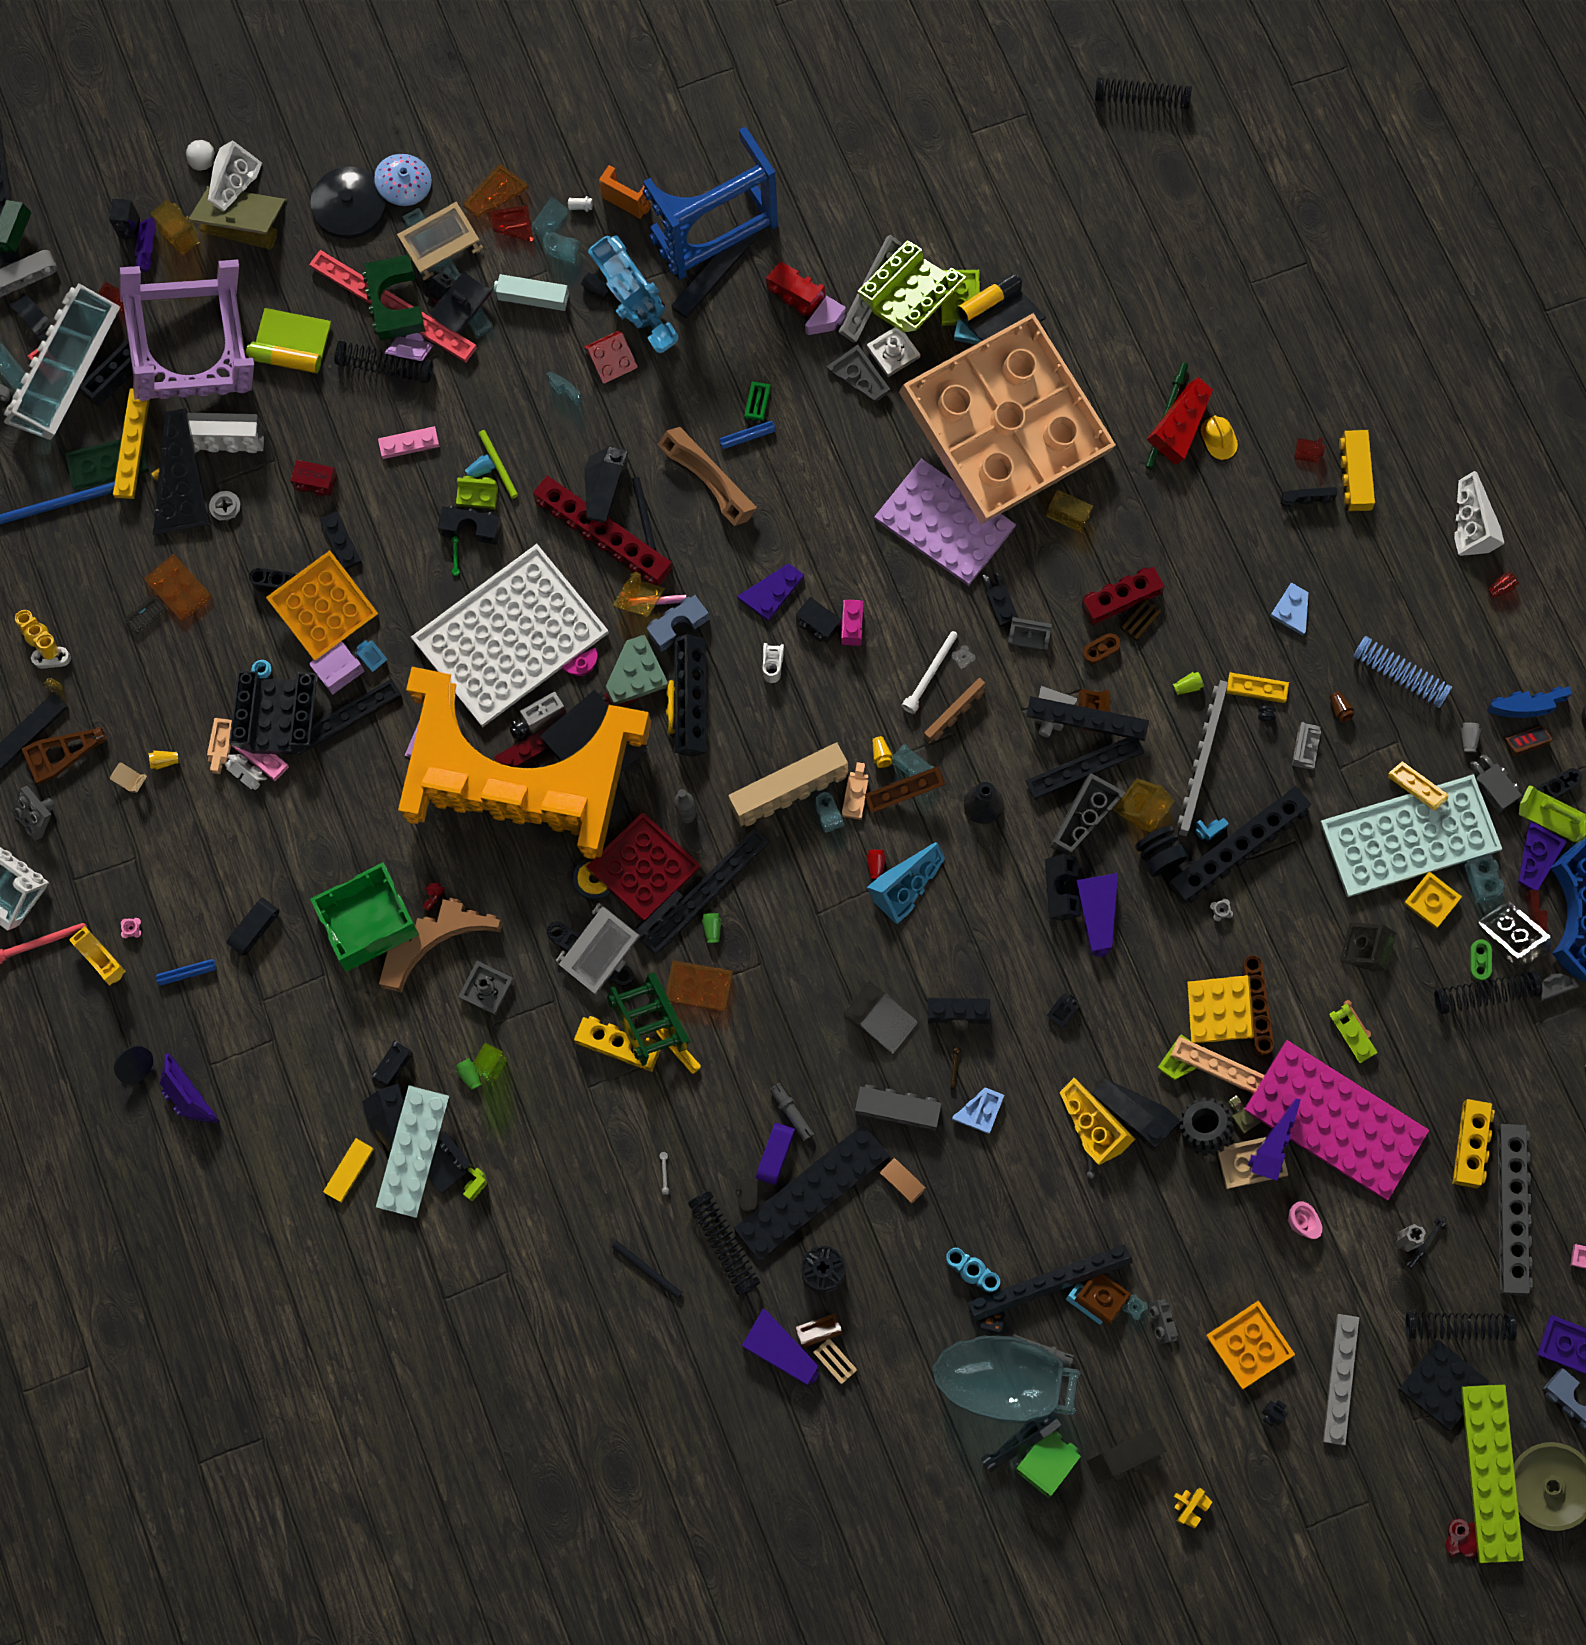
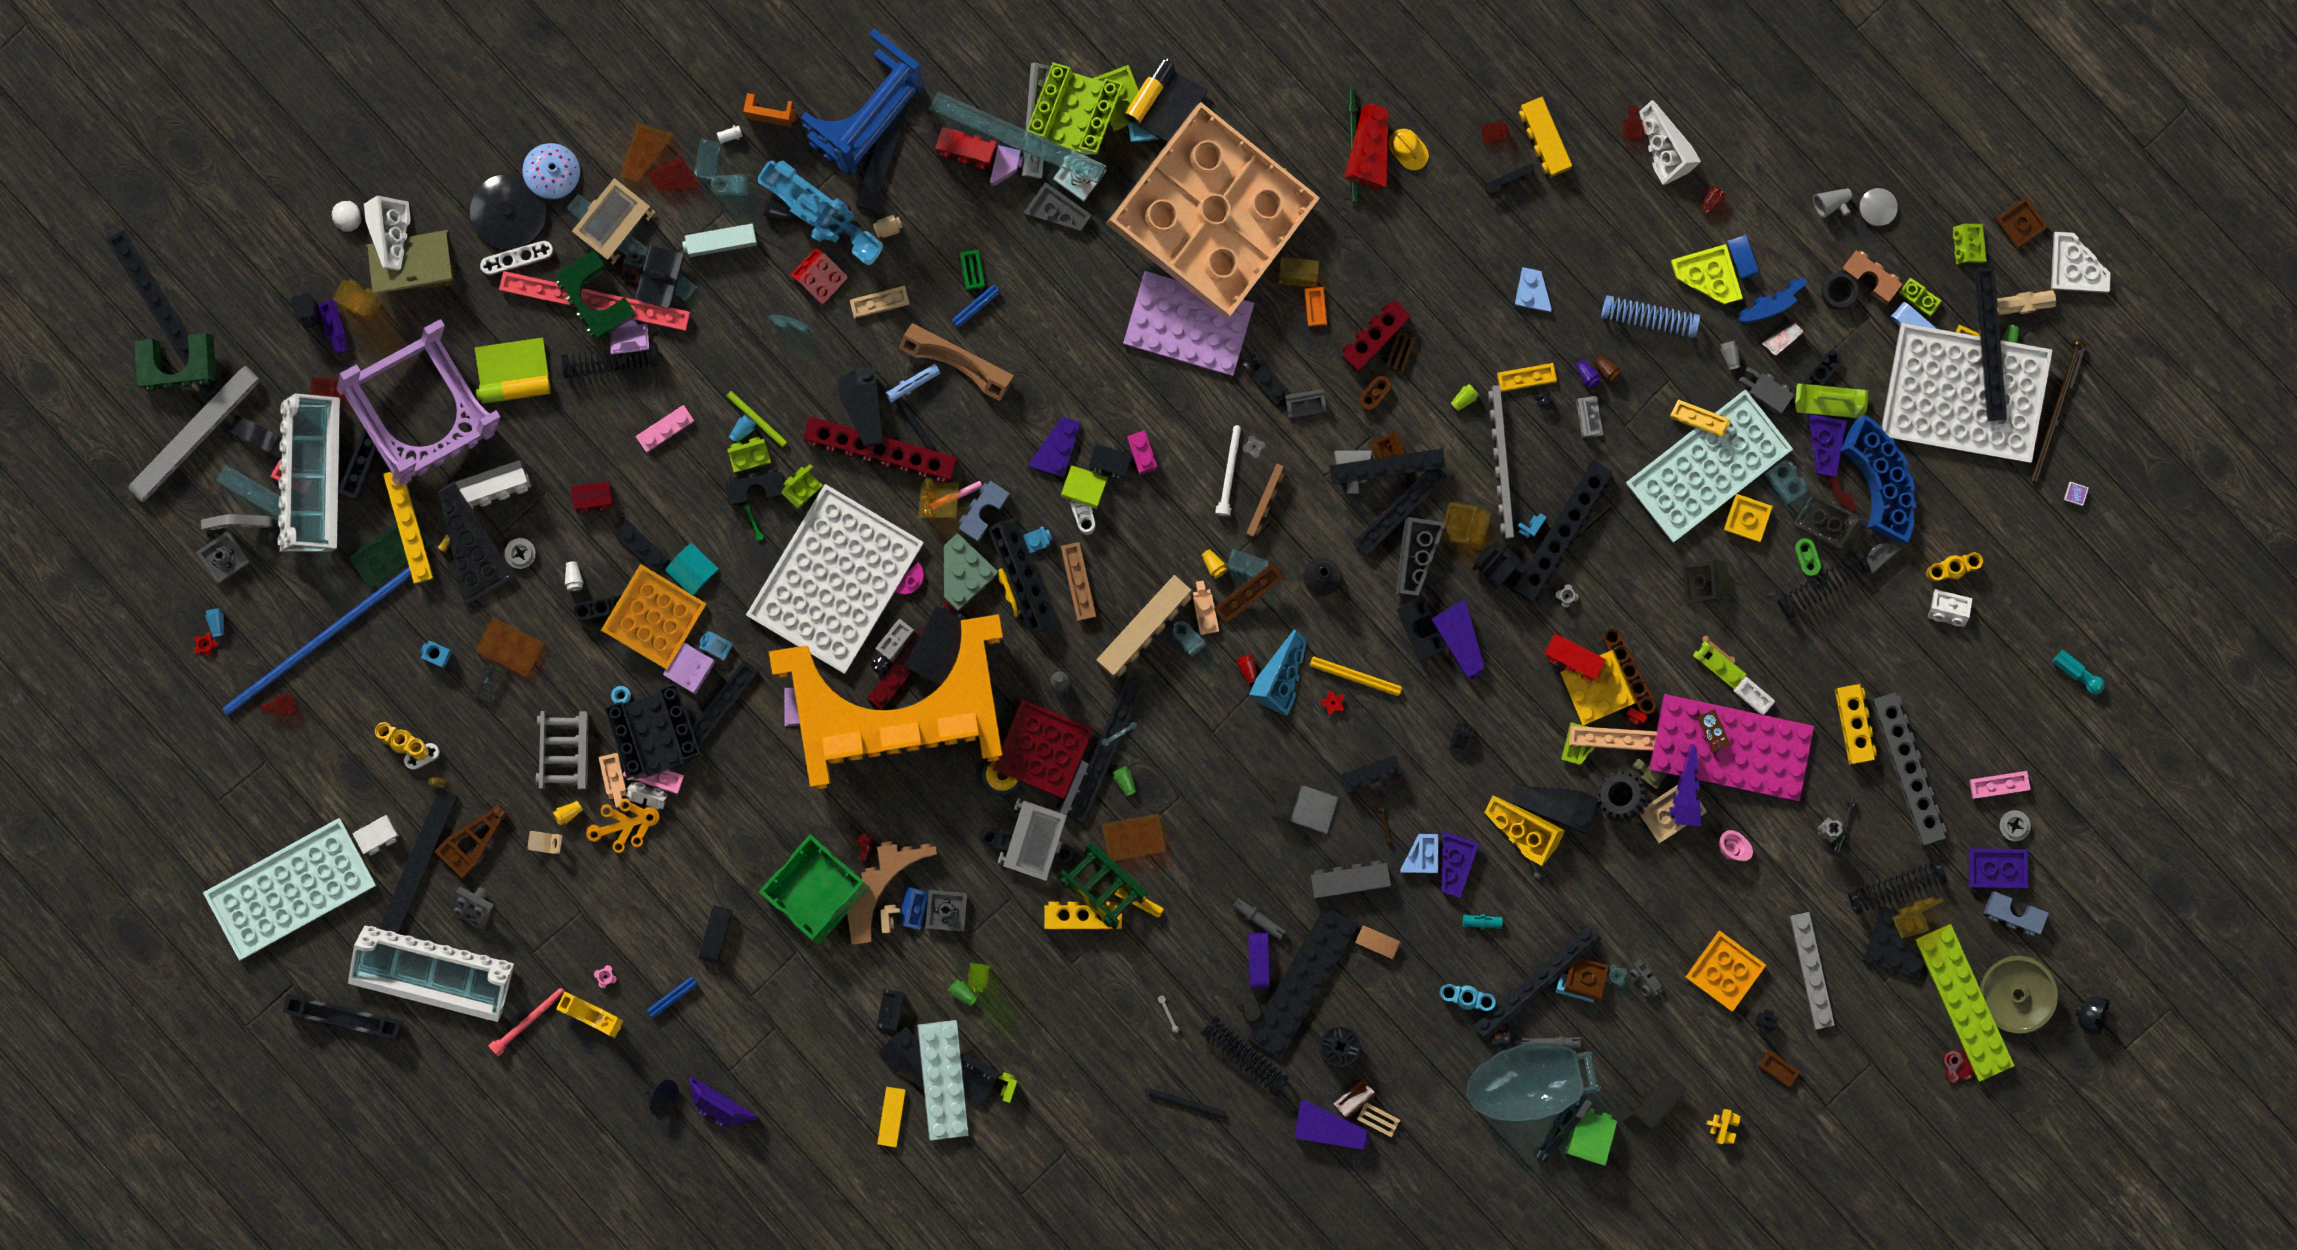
camera: 30 degrees left, 10 degrees up
(108, 575) = (443, 657): none -> dark azure brick
(196, 714) = (579, 759): none -> light grey fence
(213, 790) = (626, 823): none -> light orange plant
(263, 546) = (573, 577): none -> white cone
(338, 240) = (516, 255): none -> white beam
(378, 578) = (691, 569): none -> teal slope
(423, 974) = (886, 921): none -> tan bracket
(455, 974) = (913, 908): none -> blue slope
(512, 536) = (801, 487): none -> lime bracket
(657, 400) = (879, 302): none -> tan tile
(658, 481) = (910, 384): none -> light blue pin
(693, 334) = (887, 226): none -> tan brick
(707, 882) = (1105, 742): none -> clear light blue hinge
(719, 669) = (1037, 540): none -> dark azure bracket
(742, 721) = (1078, 581): none -> medium nougat plate
(783, 634) = (1084, 487): none -> lime slope
(848, 294) = (1018, 137): none -> clear light blue plate
(947, 933) = (1332, 697): none -> red plate
(980, 911) = (1355, 676): none -> yellow axle
(1013, 1131) = (1457, 863): none -> dark purple wing
(1016, 1200) = (1482, 921): none -> teal pin
(1074, 549) = (1315, 307): none -> orange tile
(1207, 969) = (1575, 658): none -> red wedge
(1248, 1052) = (1635, 716): none -> red plate
(1270, 1468) = (1779, 1068): none -> reddish brown tile
(1320, 707) = (1588, 374): none -> dark purple cone
(1323, 1093) = (1713, 730): none -> reddish brown tile
(1377, 1077) = (1754, 696): none -> white plate
(1447, 489) = (1632, 127): none -> clear red plate
(1466, 1362) = (1911, 920): none -> clear yellow bracket
(1476, 653) = (1709, 273): none -> neon yellow plate
(1515, 648) = (1743, 257): none -> blue slope

